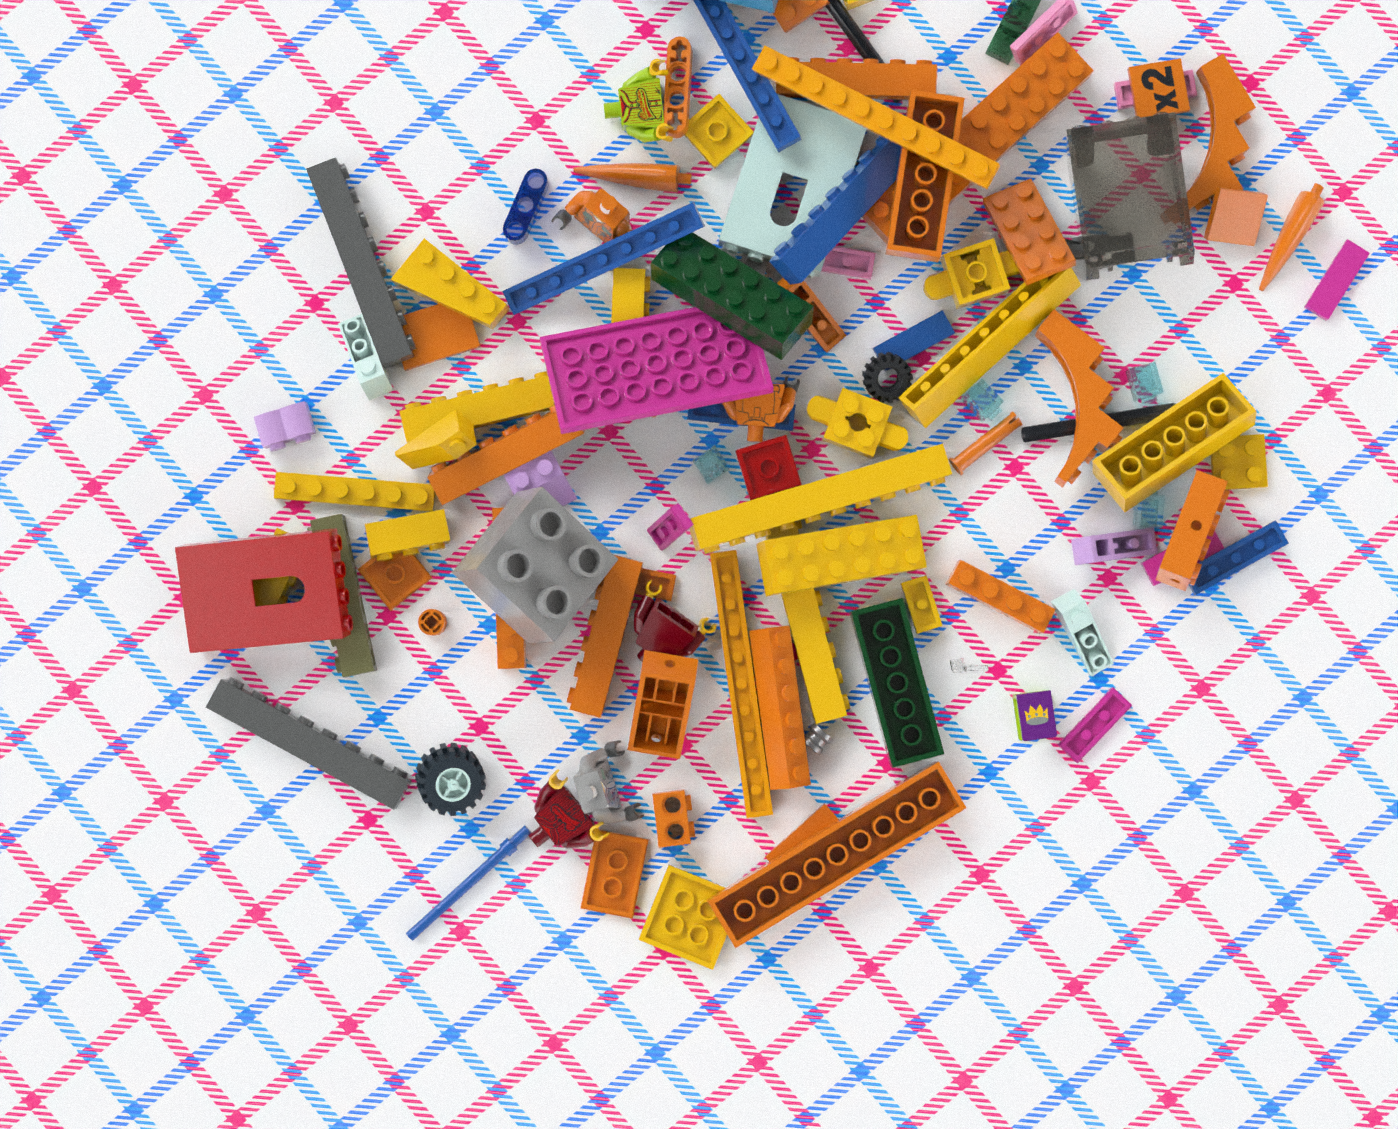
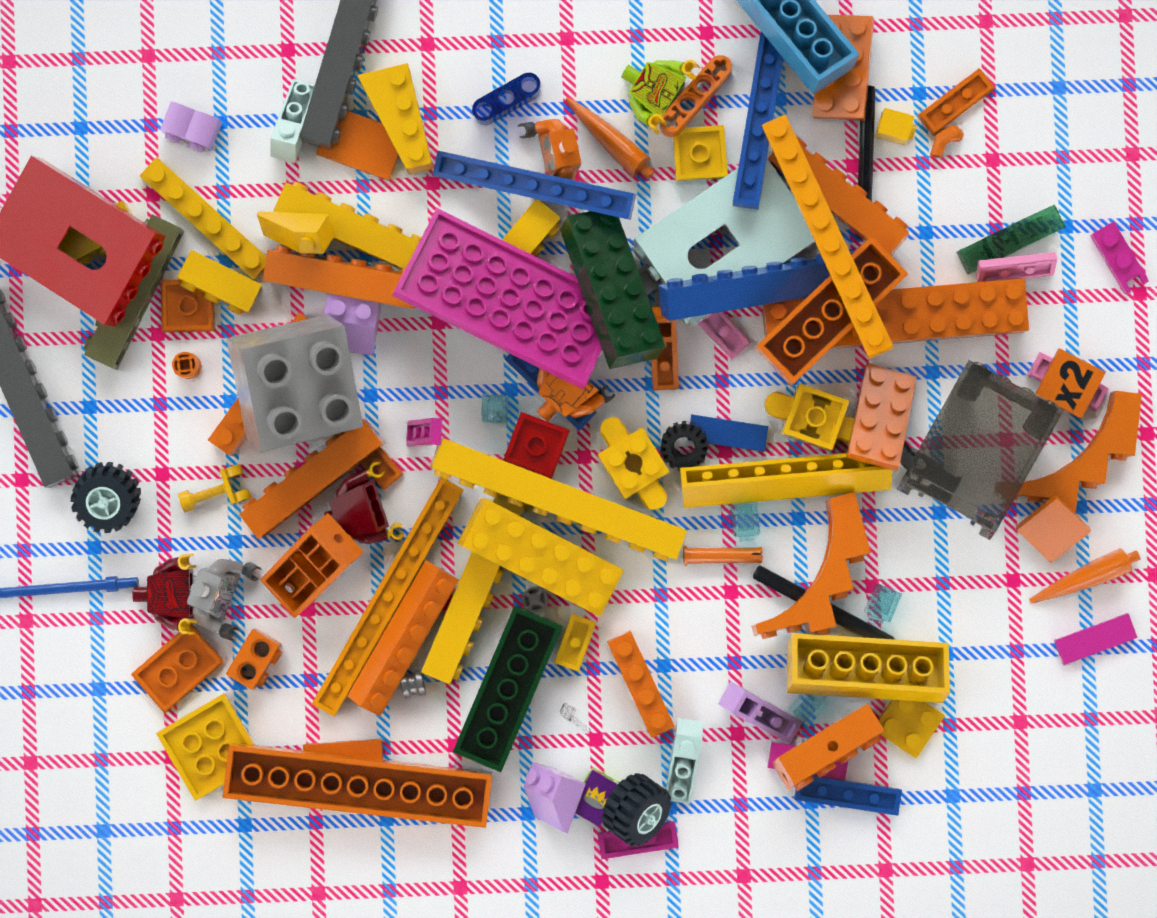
camera: 40 degrees right, 0 degrees up
(519, 730) = (189, 499): none -> yellow bar
(863, 591) = (535, 599): none -> flat silver wheel
(1000, 741) = (553, 795): none -> lavender slope
(1076, 699) = (636, 809): none -> black wheel

